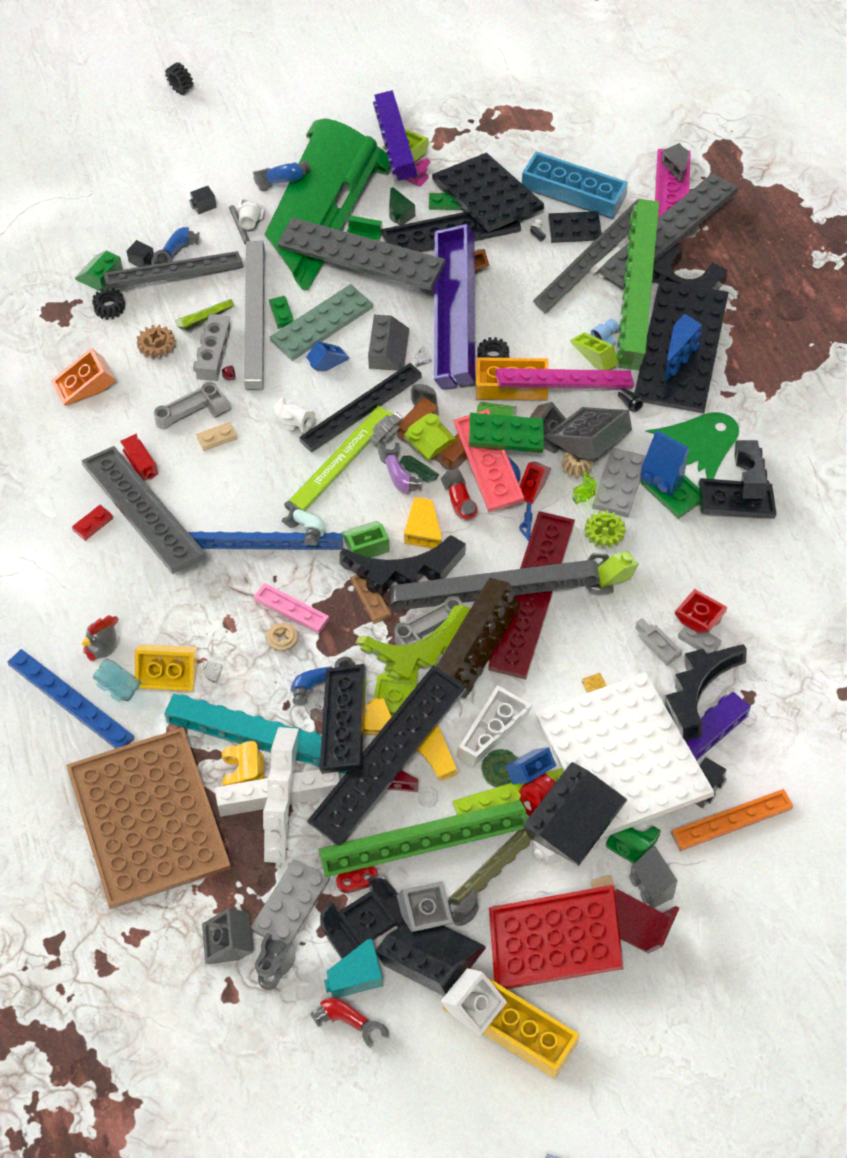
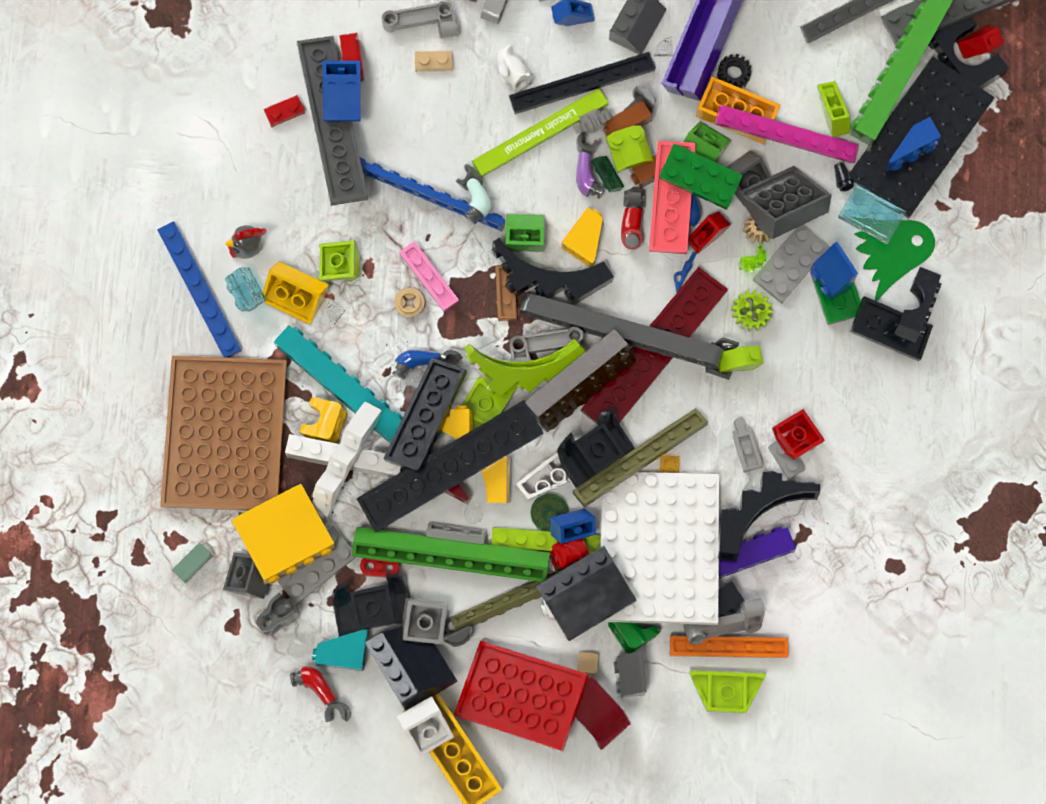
camera: 20 degrees right, 20 degrees up
(142, 478) = (341, 91): none -> blue slope
(163, 949) = (192, 562): none -> sand green slope
(199, 624) = (339, 261): none -> lime slope
(248, 879) = (283, 534): none -> yellow panel
(419, 818) = (456, 533): none -> light grey tile
(518, 690) = (594, 450): none -> black piece
(564, 685) = (640, 457): none -> olive plate
(604, 331) = (851, 90): light blue piece -> none
(671, 418) = (871, 214): none -> clear light blue plate
(693, 260) = (980, 42): none -> red slope
(738, 786) = (748, 619): none -> light grey piece
(750, 859) = (726, 690): none -> lime wing

